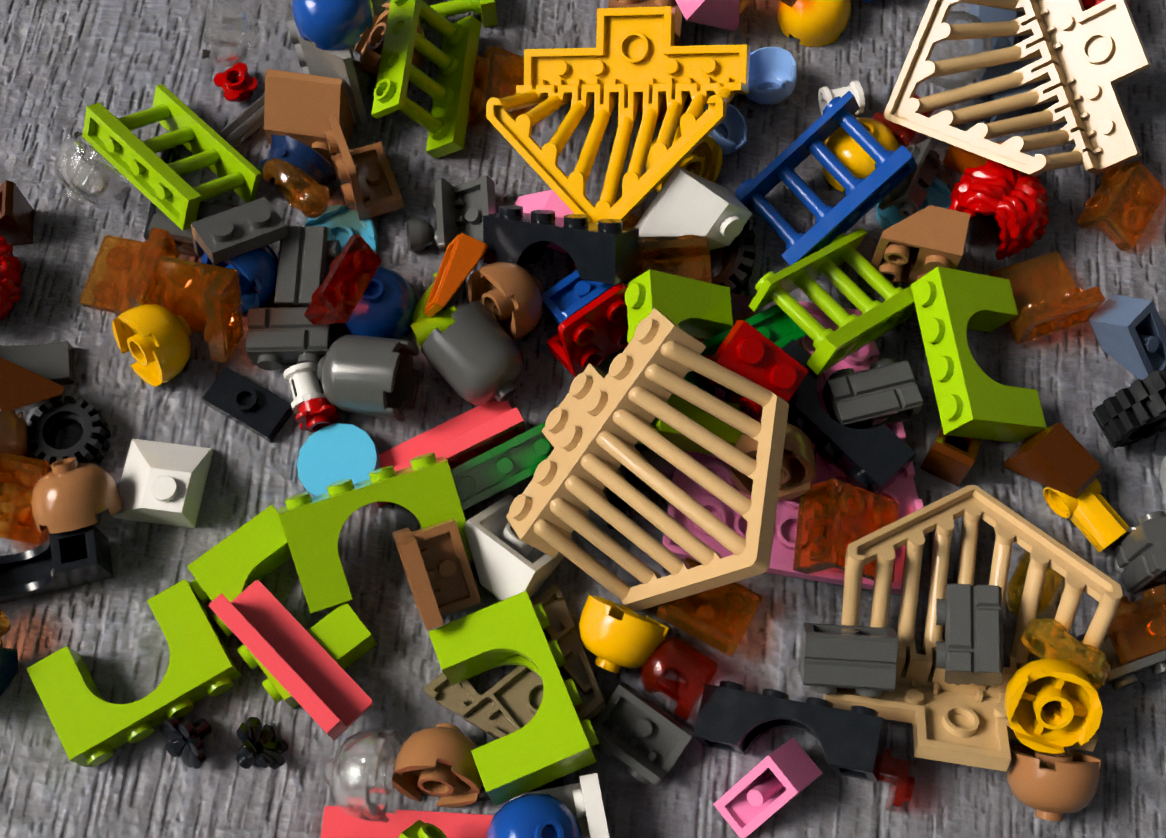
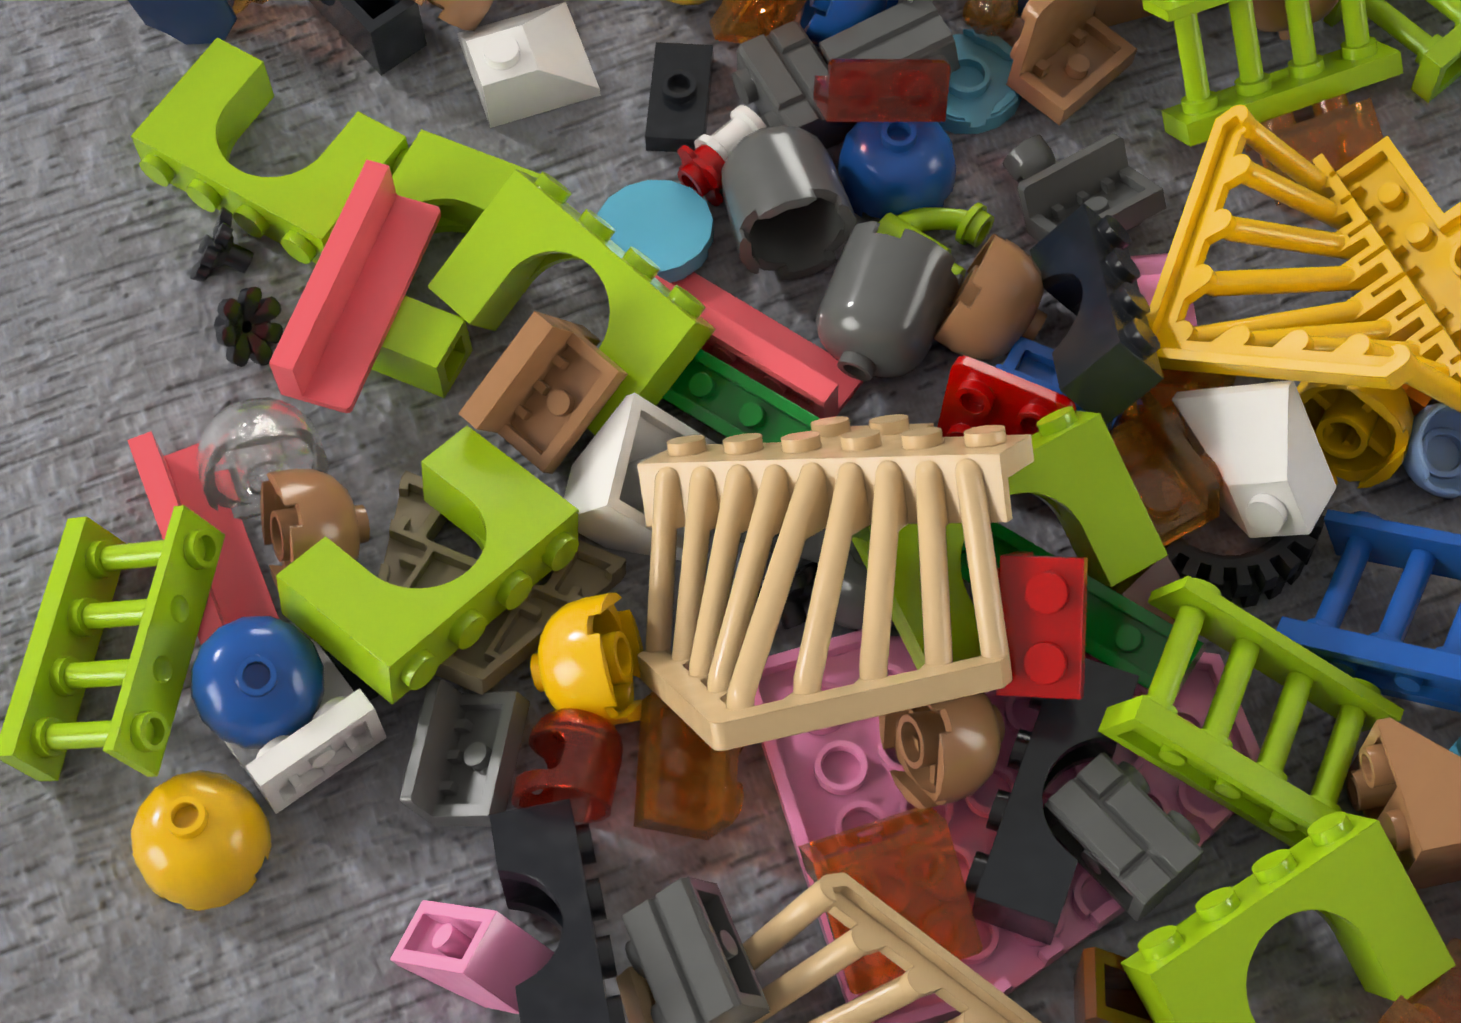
camera: 65 degrees right, 5 degrees down
(458, 262) = (1008, 213): orange slope -> none

